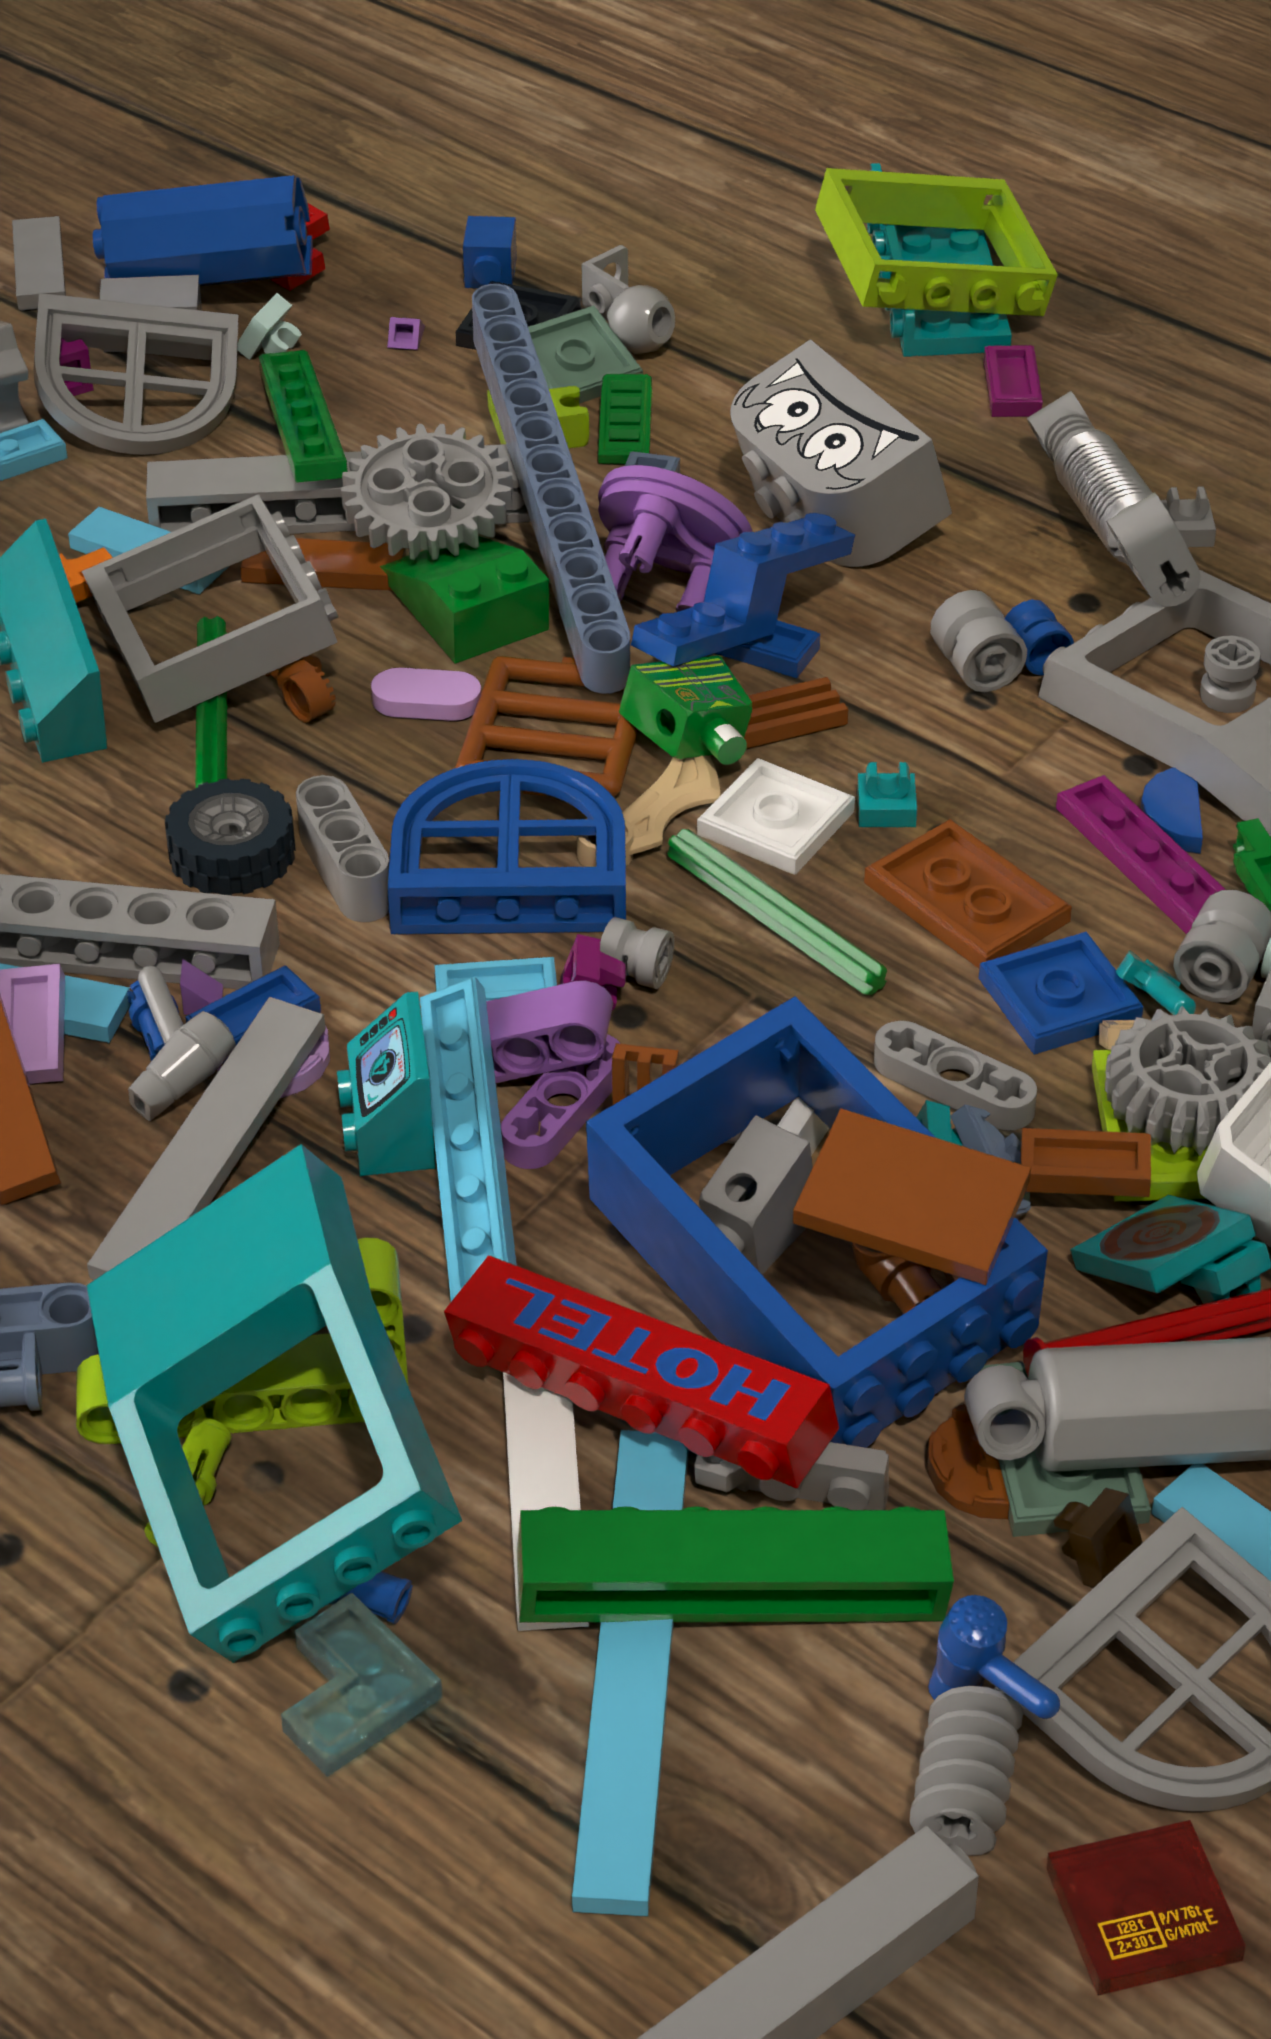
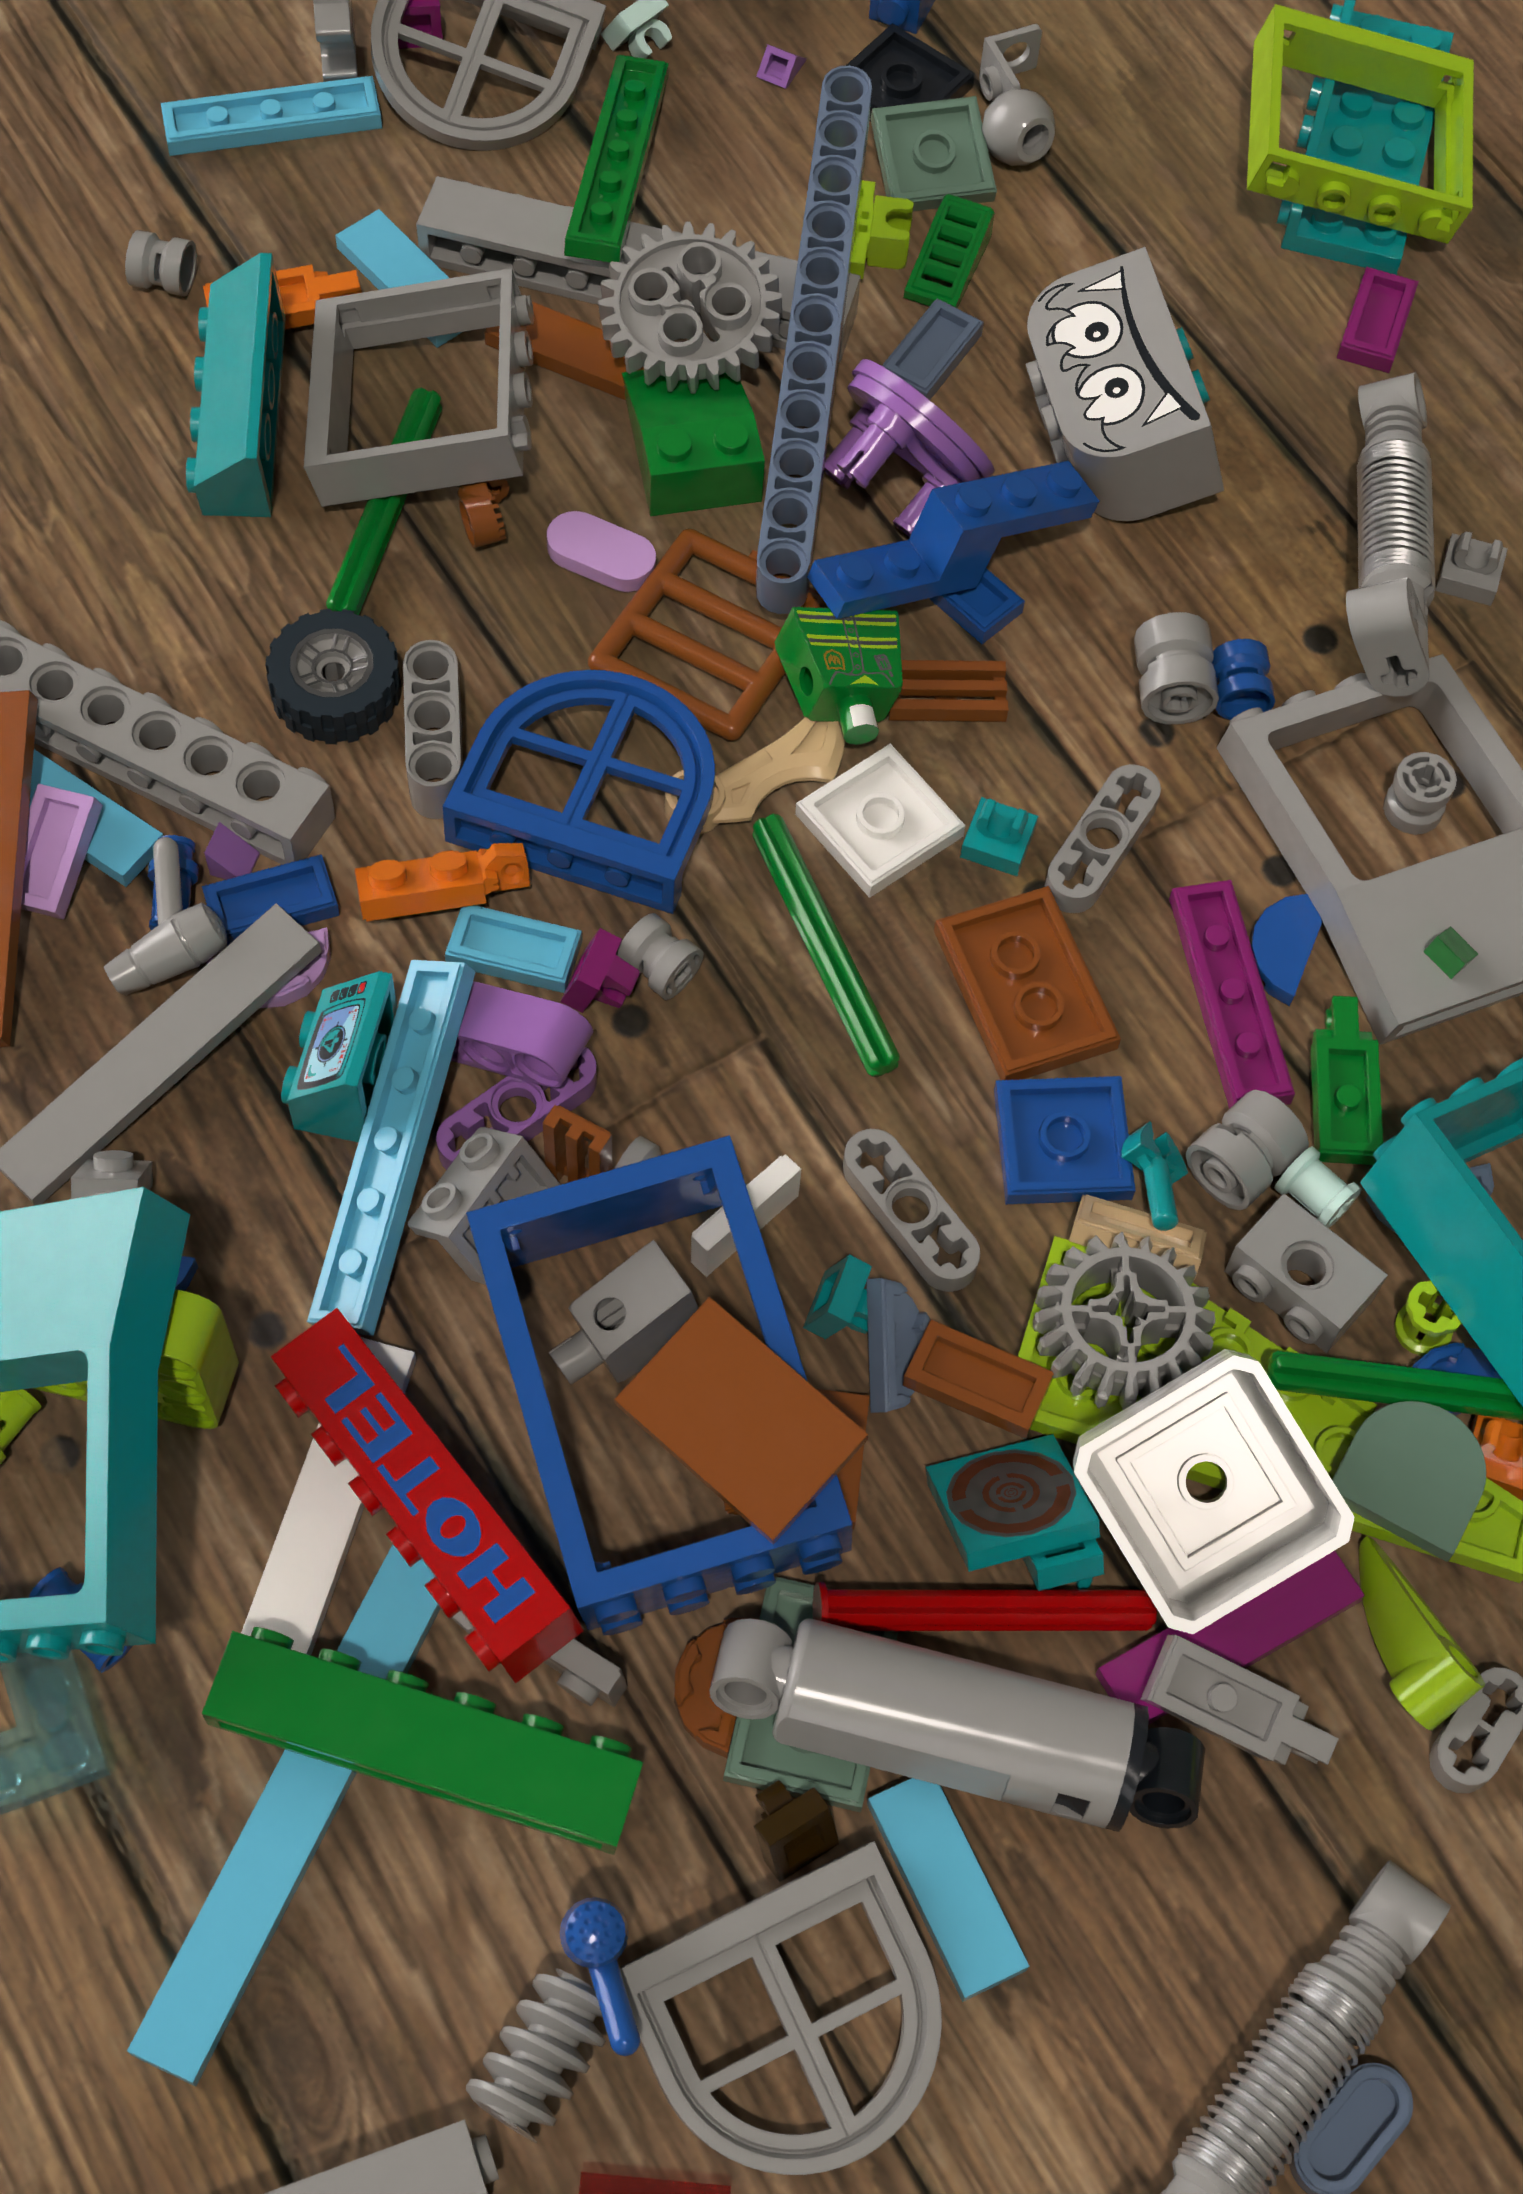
camera: 15 degrees right, 20 degrees up
(411, 952) = (440, 881): none -> orange hinge
(558, 1165) = (487, 1171): none -> light grey bracket
(971, 760) = (1103, 814): none -> light grey beam

